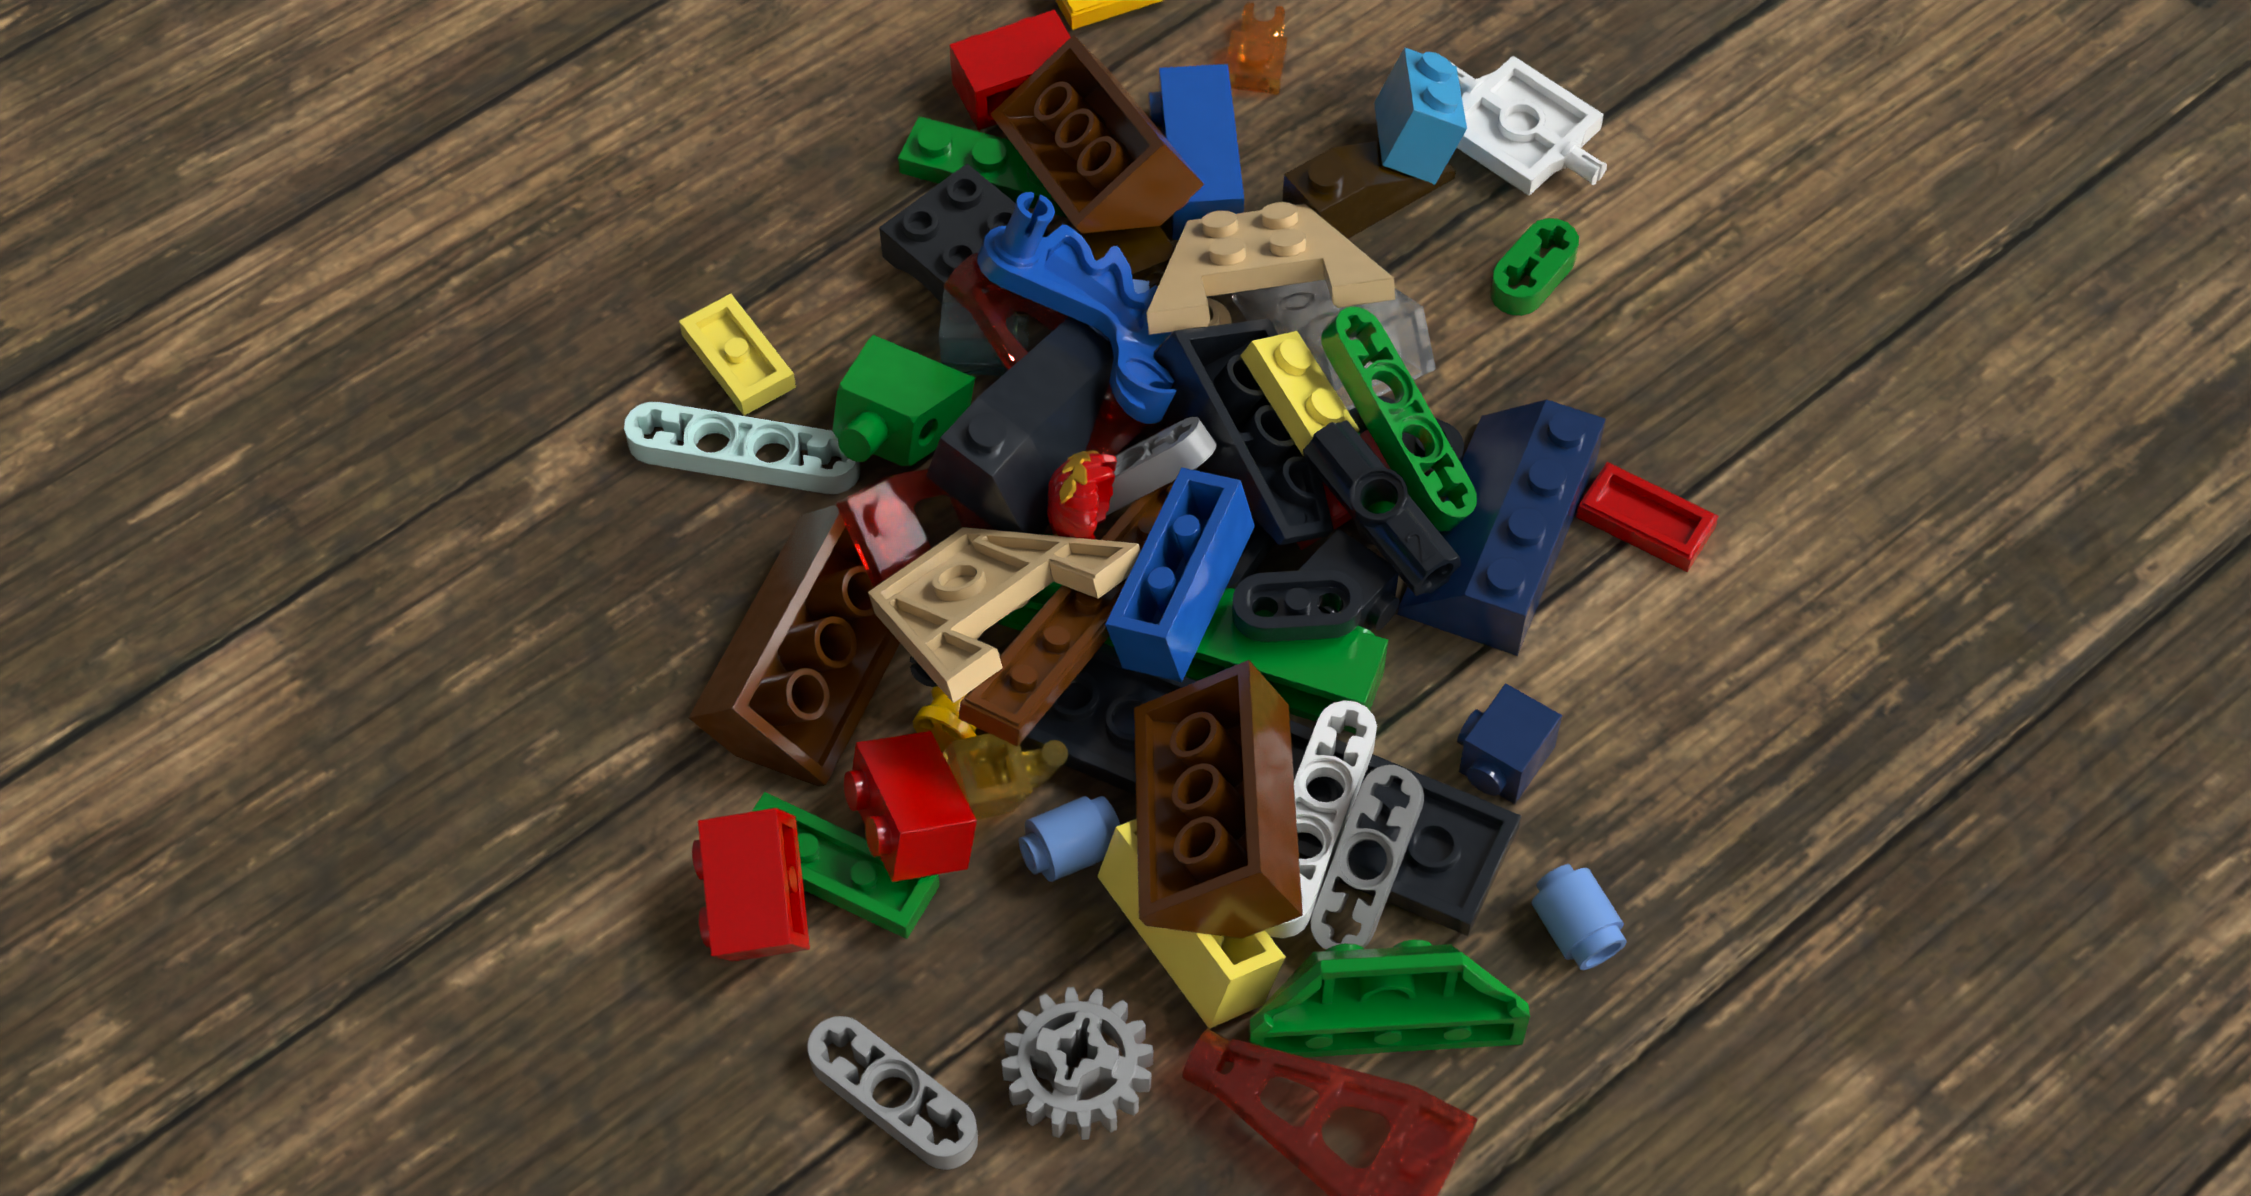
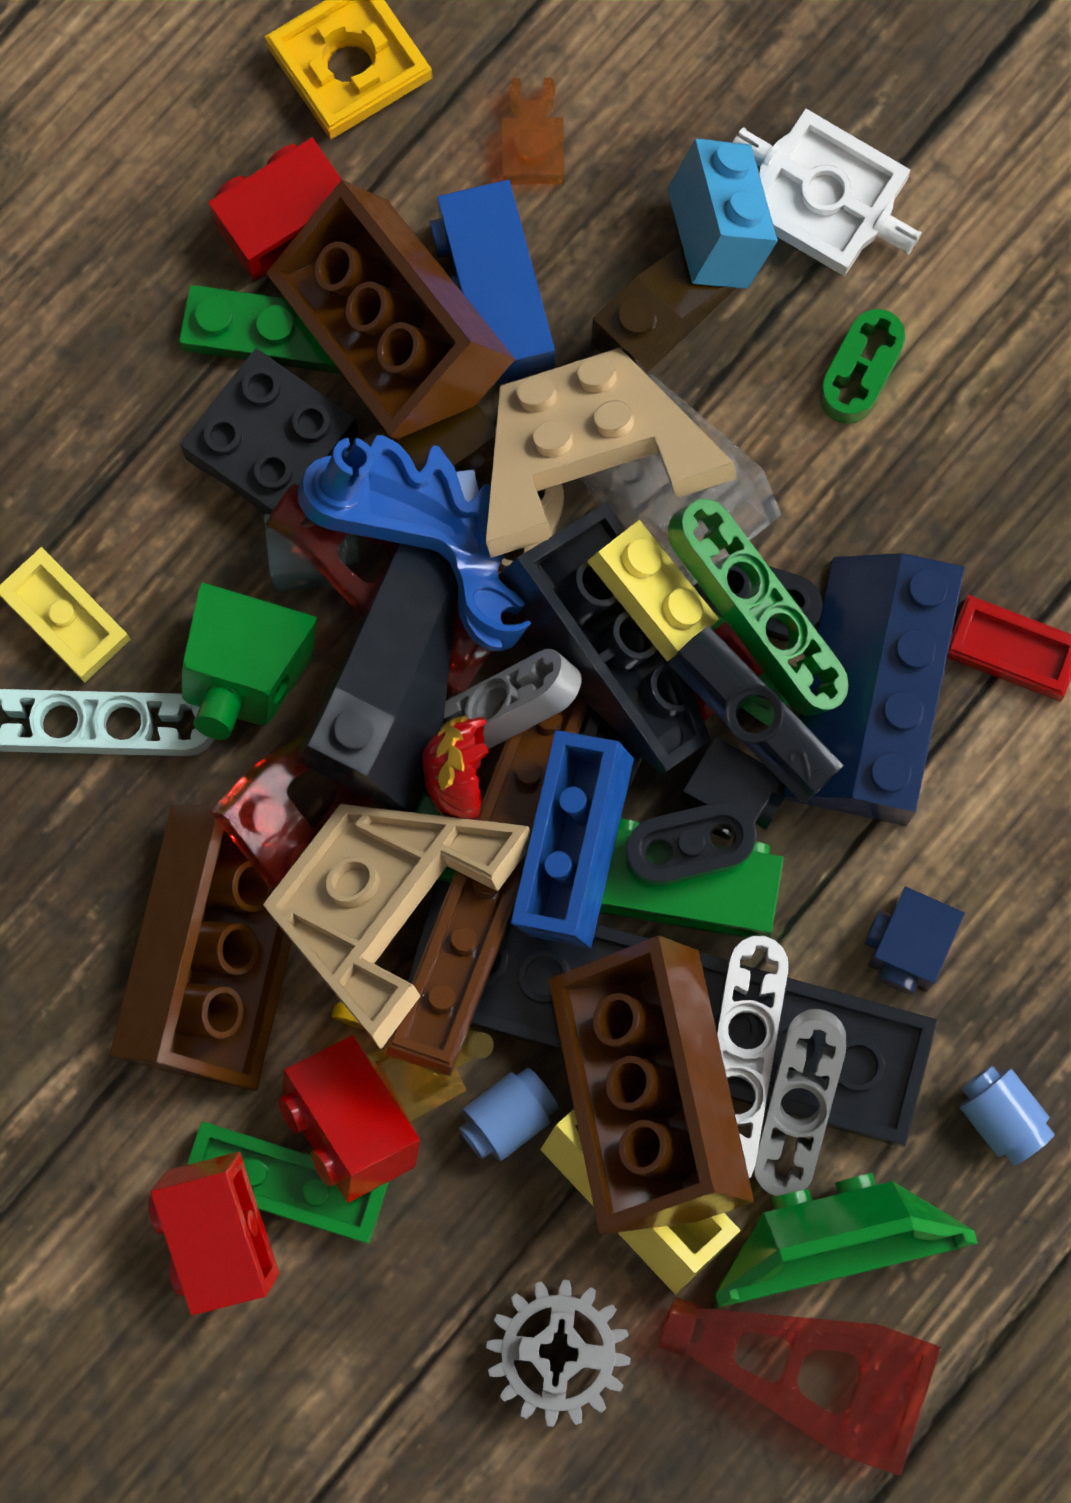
camera: 10 degrees left, 20 degrees up
(942, 1108) = (353, 1368): light grey beam -> none

